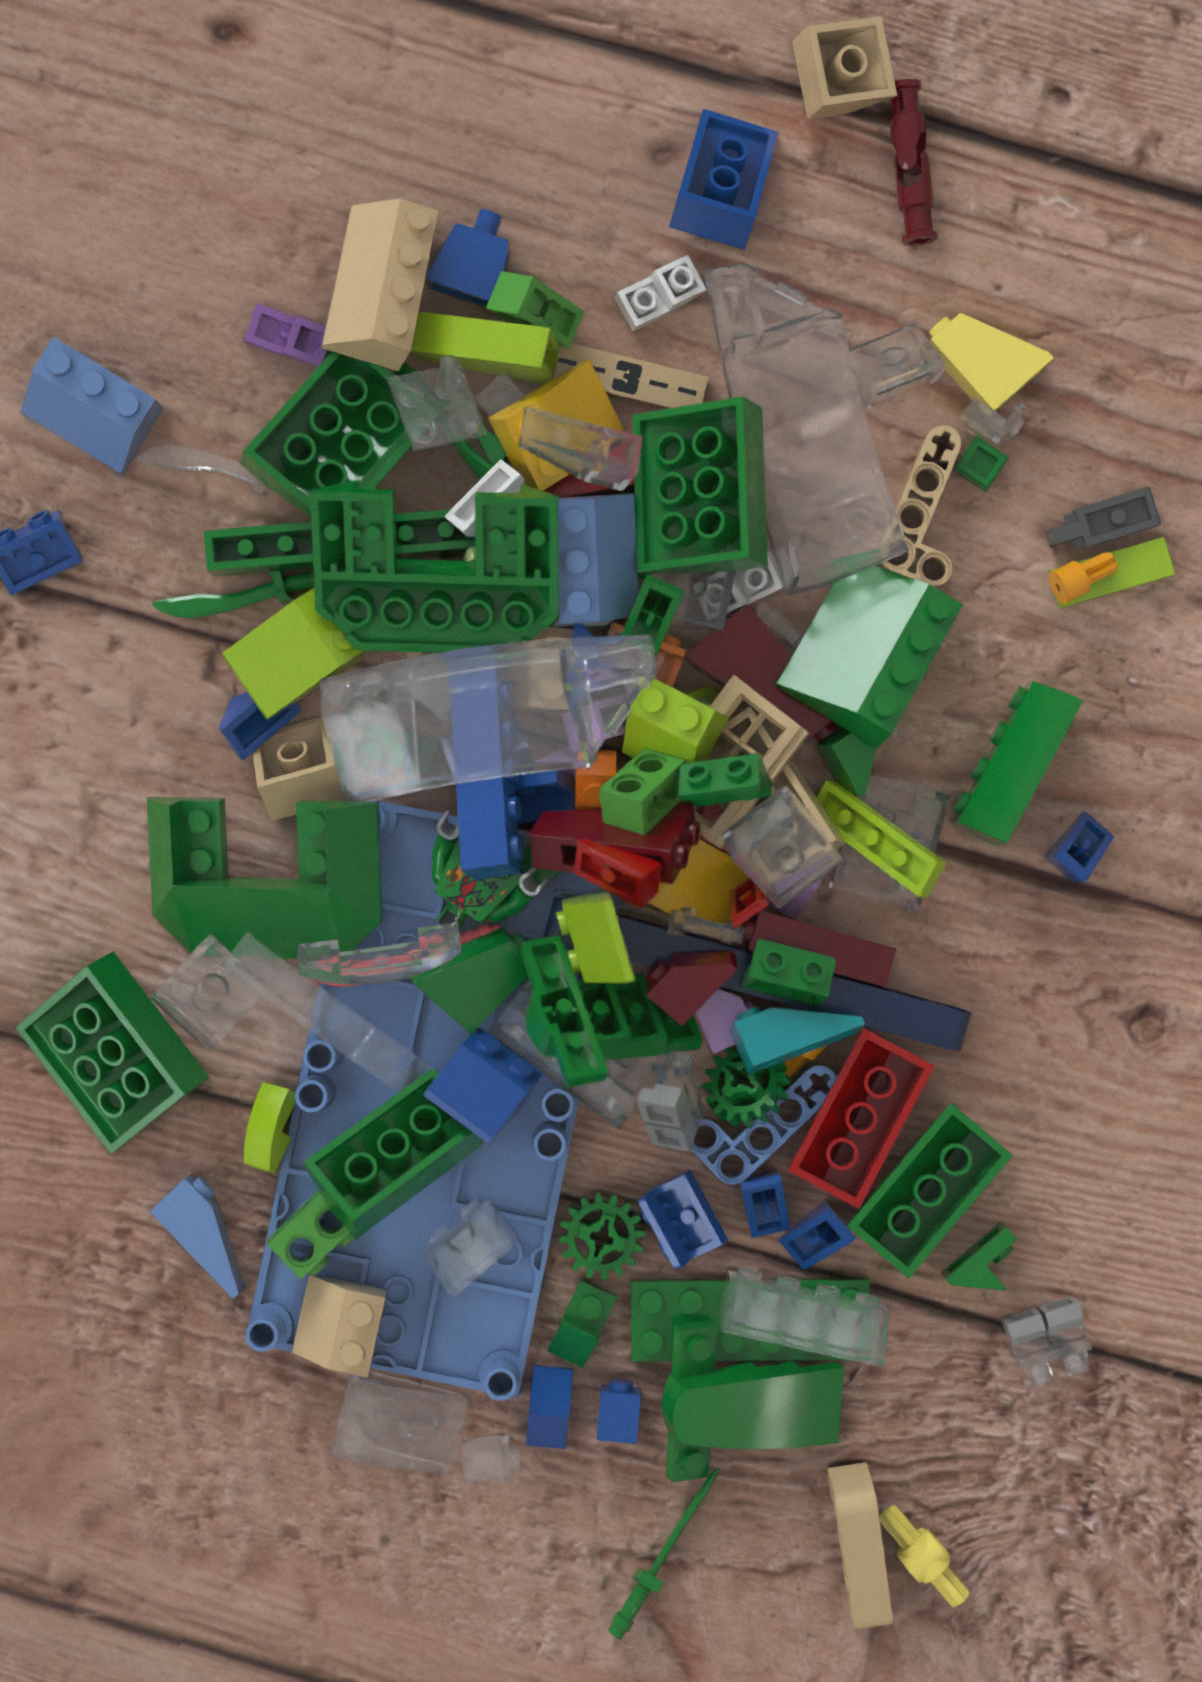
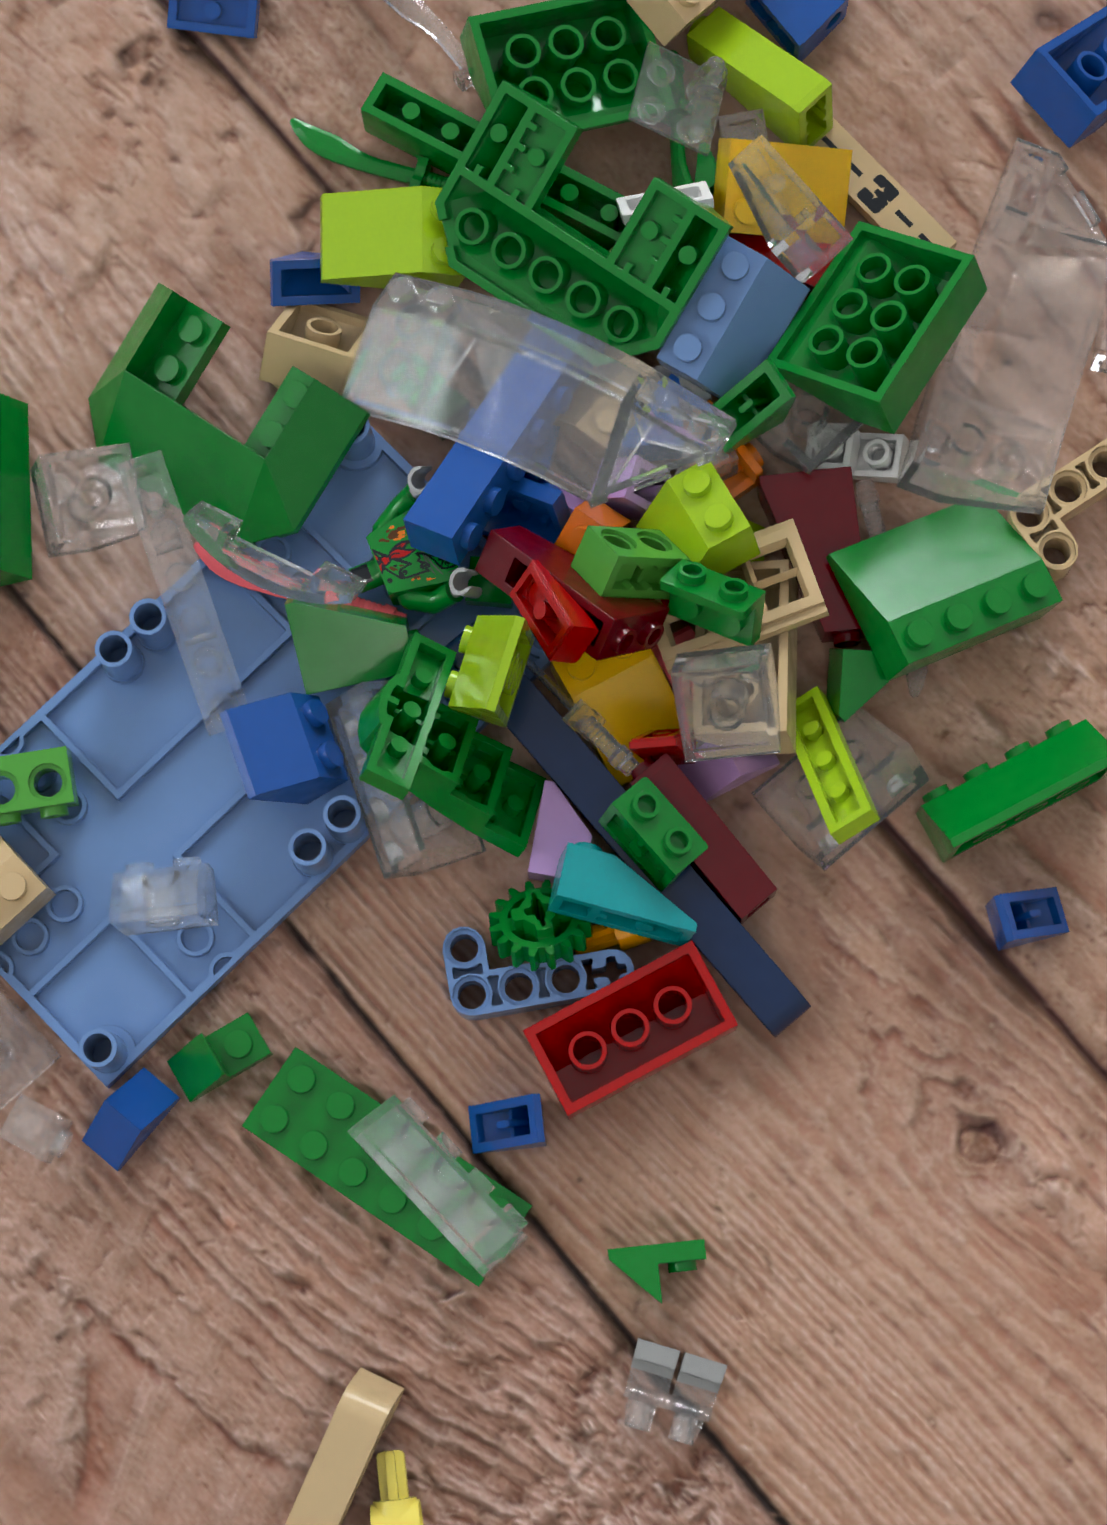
camera: 40 degrees right, 10 degrees down
(264, 1135) = (42, 670): lime slope -> none
(389, 1157) = (146, 757): green slope -> none
(530, 302) = (831, 53): bright green brick -> none
(619, 1240) = (279, 993): green gear -> none
(619, 1412) = (194, 1166): blue brick -> none
(646, 1579) = (105, 1357): green sword -> none
(660, 293) = (959, 141): white slope -> none
(674, 1105) = (454, 887): light grey hips -> none
(681, 1219) = (386, 1017): blue bracket -> none
(688, 981) = (548, 776): dark red slope -> none
(742, 1404) = (320, 1239): green slope -> none
(765, 1203) = (478, 1057): blue slope -> none
(929, 1190) = (650, 1146): green slope -> none

